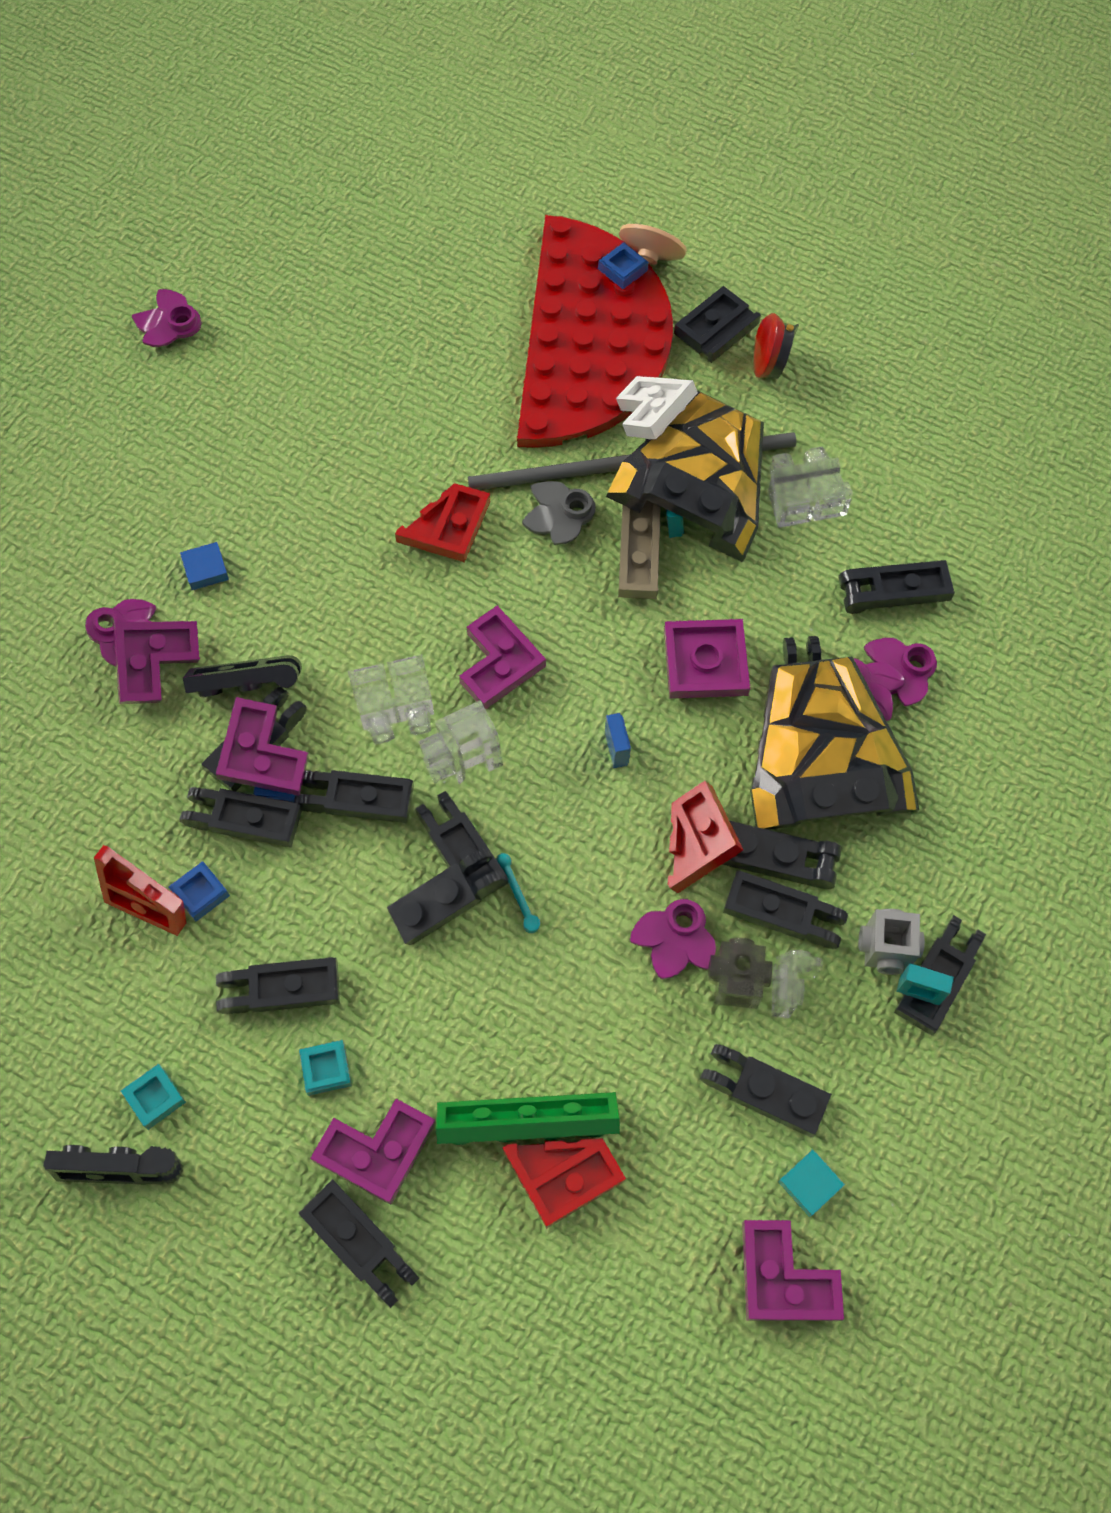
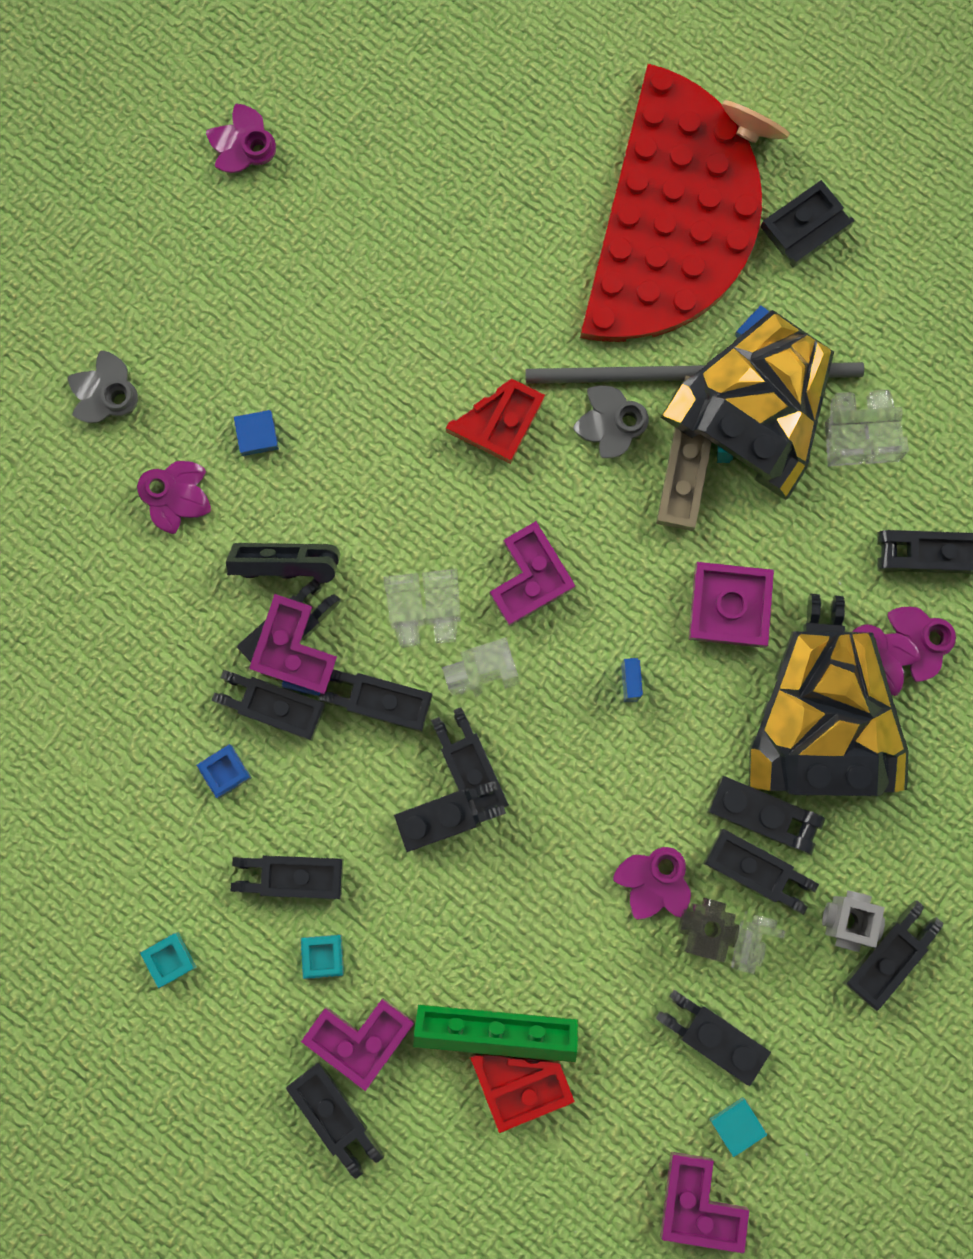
camera: 10 degrees right, 15 degrees up
(41, 549) = (99, 389): none -> dark grey plate
(117, 1166) = (134, 1020): black hinge -> none
(137, 893) = (169, 774): red wing -> none
(142, 648) = (189, 521): magenta plate -> none
(531, 922) = (524, 846): teal hinge -> none
(623, 265) = (720, 143): blue tile -> none
(654, 404) = (730, 321): white plate -> none
(700, 836) = (695, 789): wing -> none
(772, 346) = (859, 264): red piece -> none
(925, 984) = (875, 972): teal tile -> none

